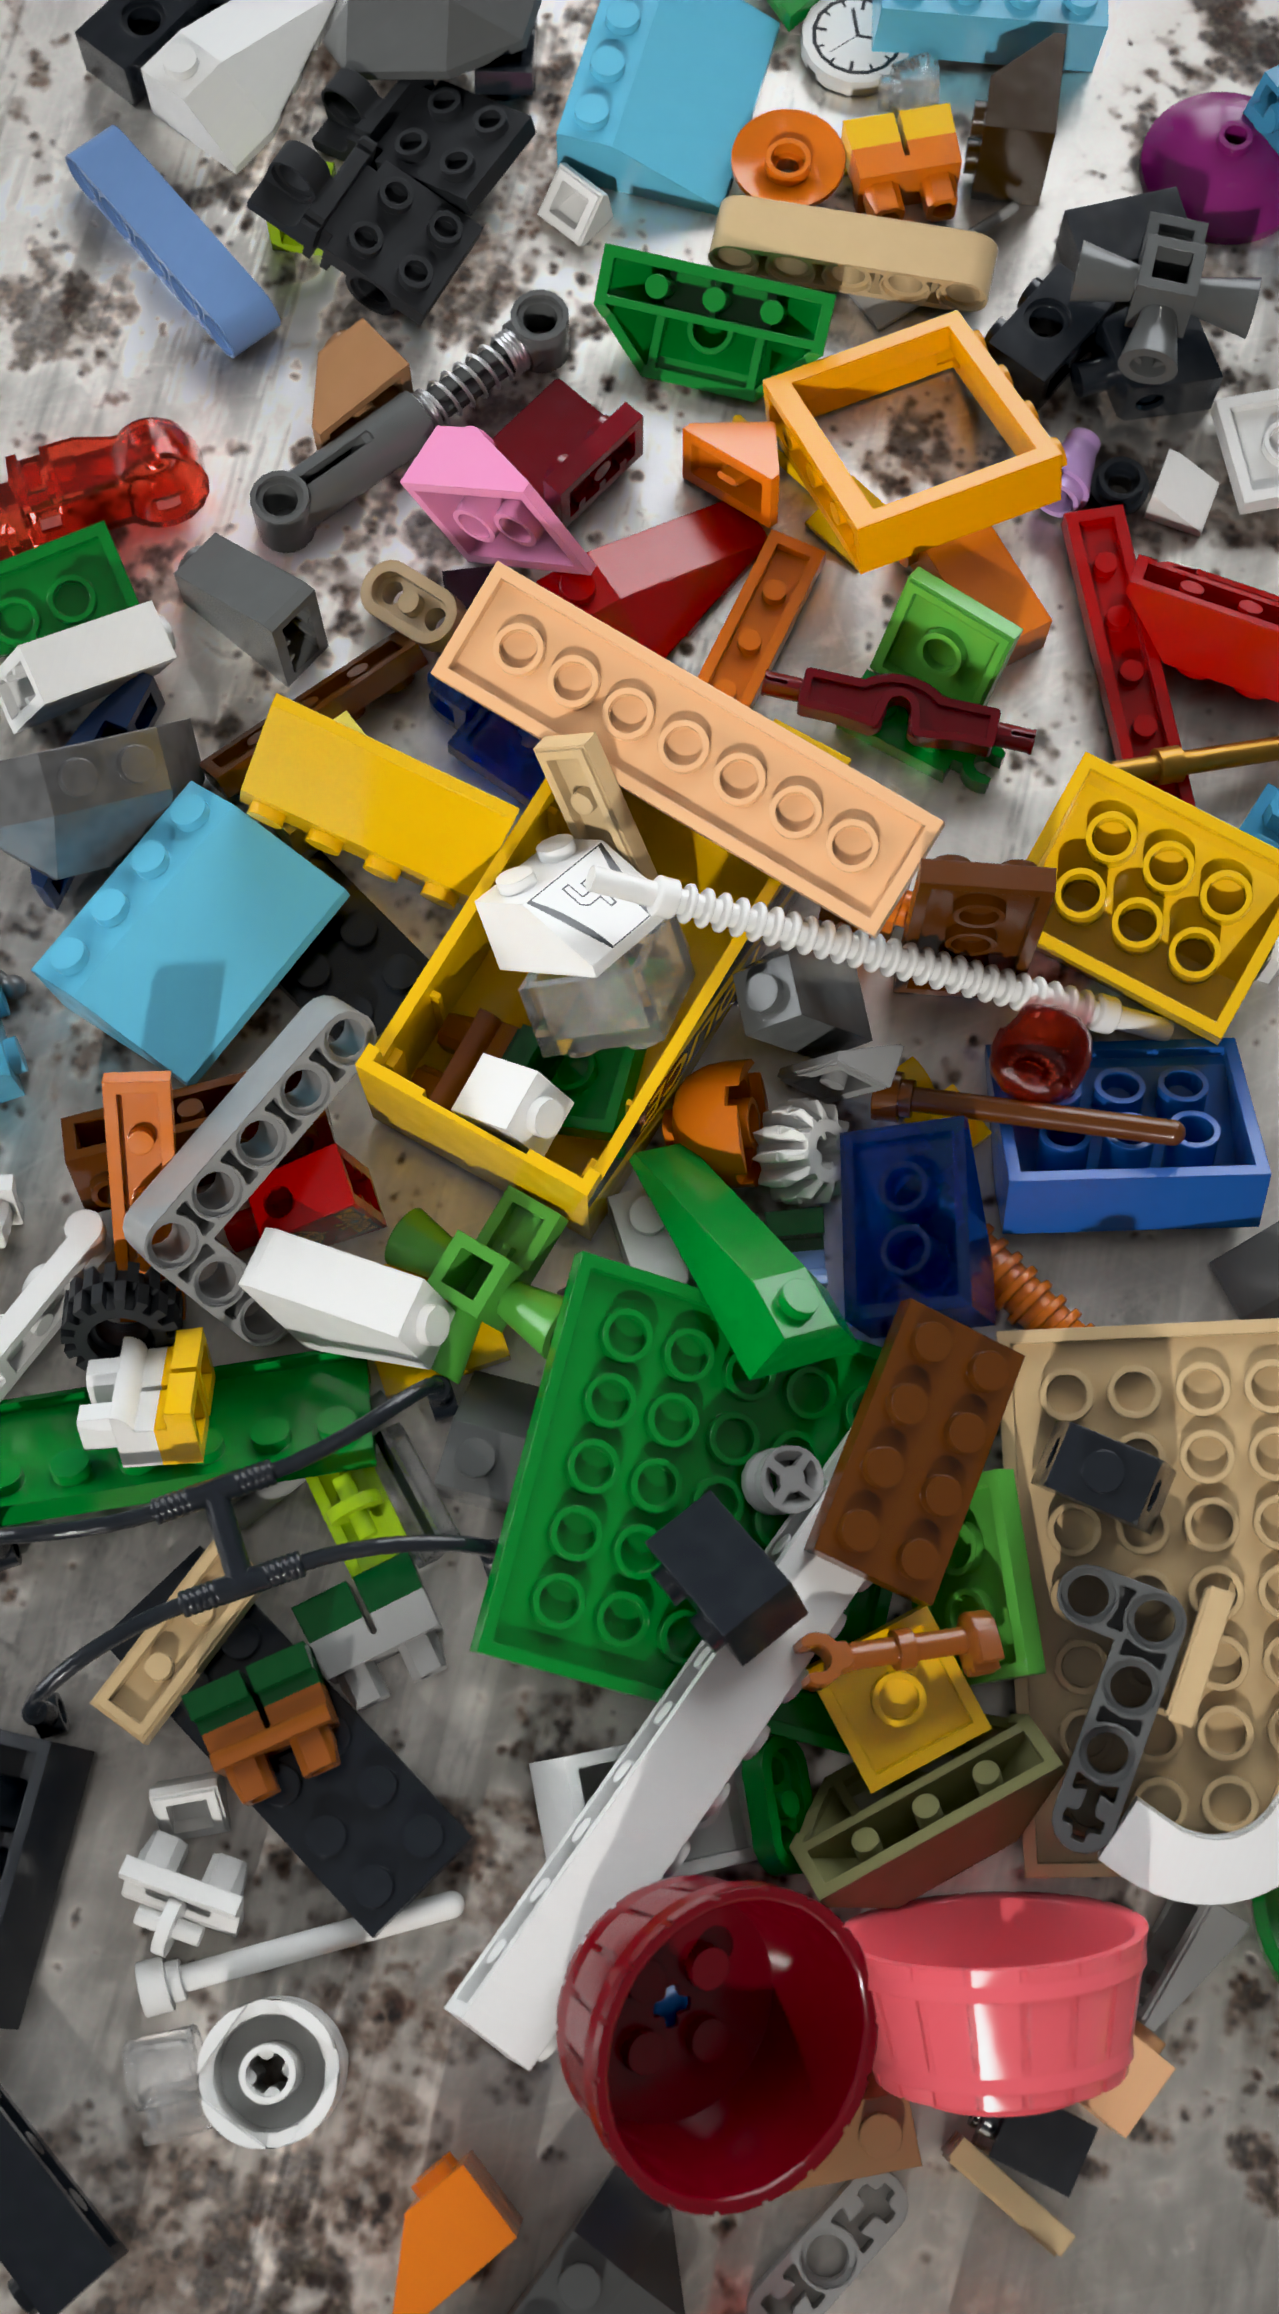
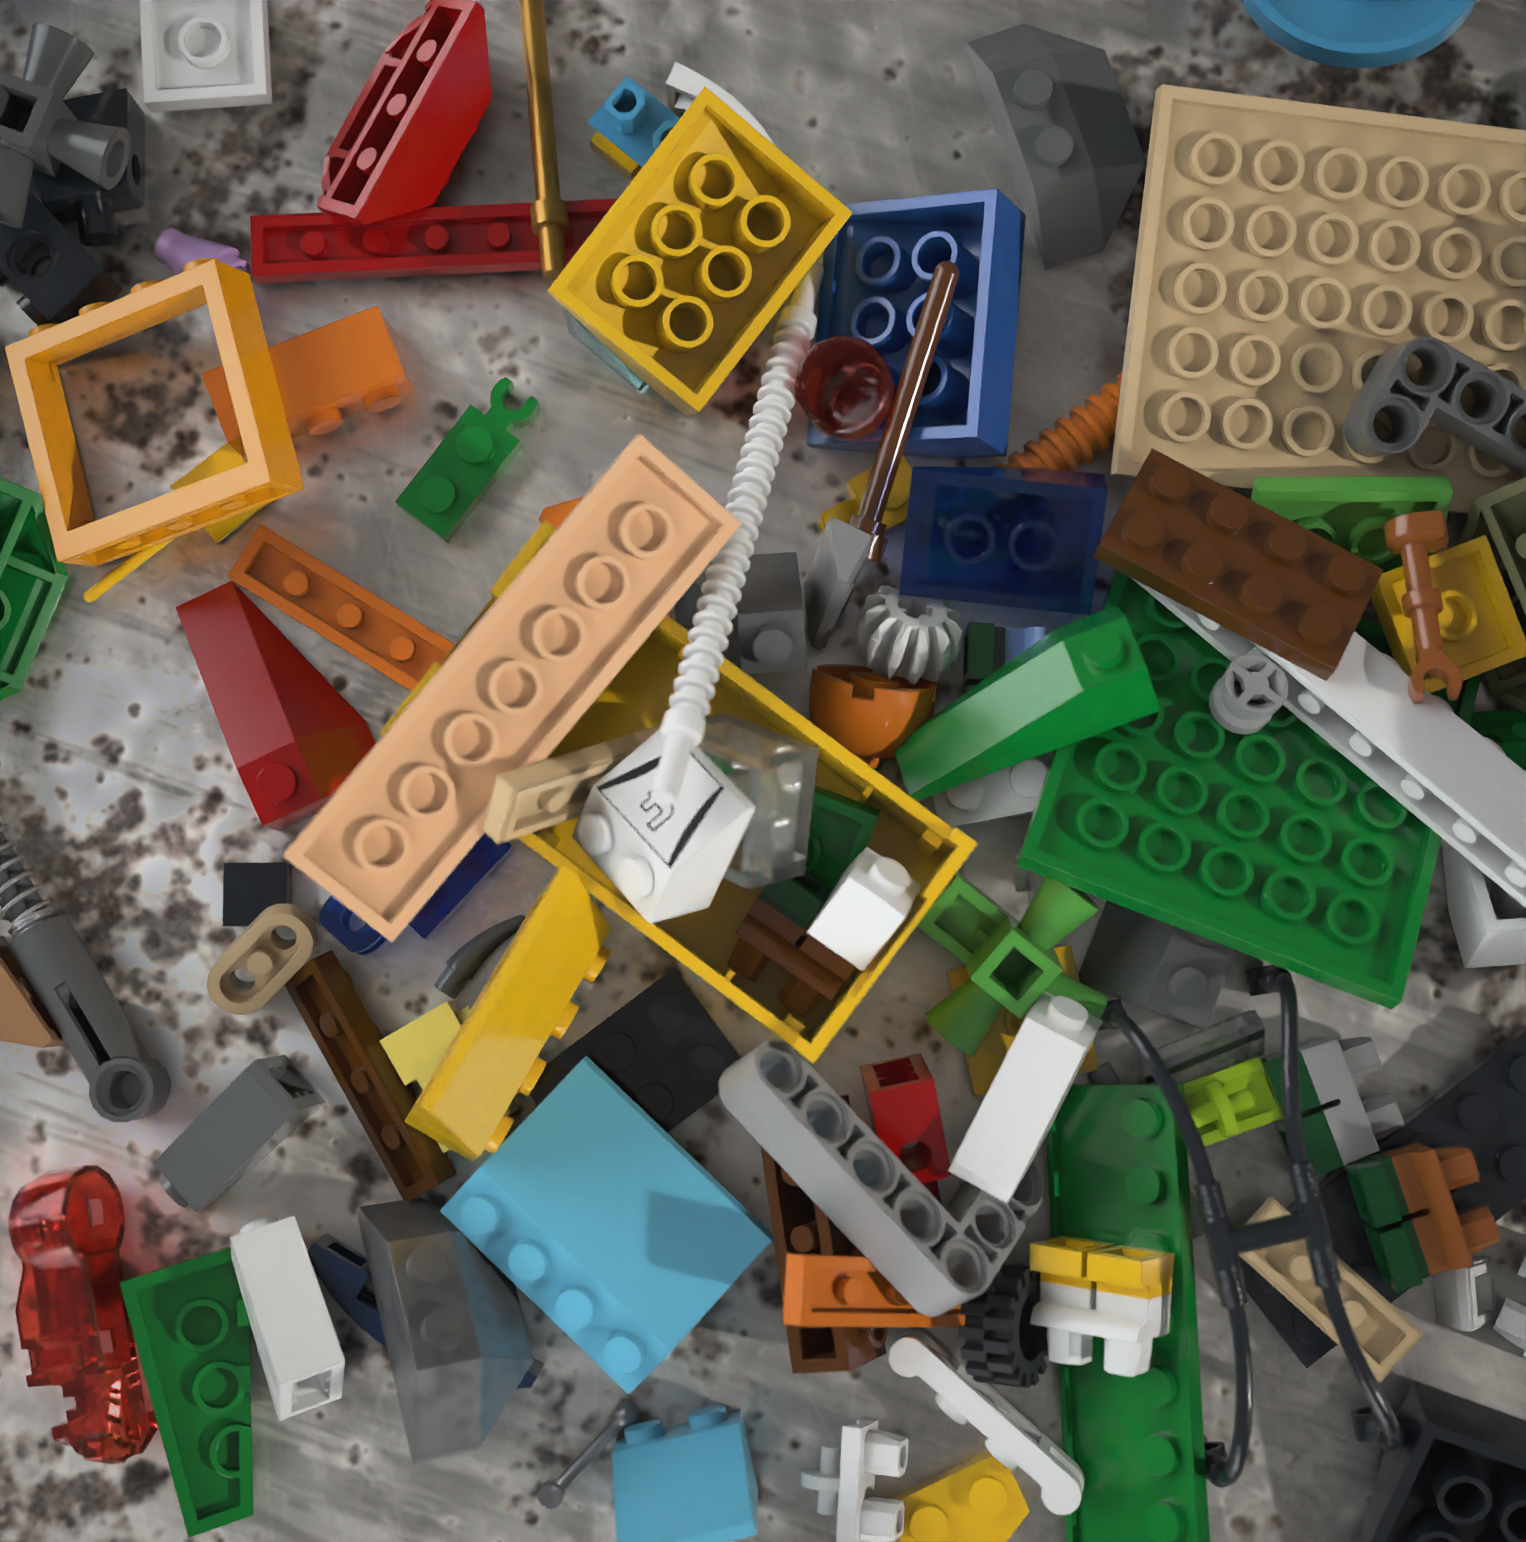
camera: 80 degrees left, 10 degrees up
(489, 505) = (168, 866): bright pink slope -> none
(570, 448) = (100, 784): dark red bracket -> none
(726, 1579) = (1359, 758): black brick -> none
(735, 465) = (149, 600): orange slope -> none
(932, 718) = (466, 444): dark red piece -> none
(946, 640) = (392, 416): bright green plate -> none
(978, 913) = (722, 414): reddish brown plate -> none
(1104, 1475) = (1283, 392): black torso -> none
(1122, 472) = (213, 205): black plate -> none
(1182, 495) = (242, 157): white slope -> none
(1199, 1655) = (1426, 317): tan tile -> none

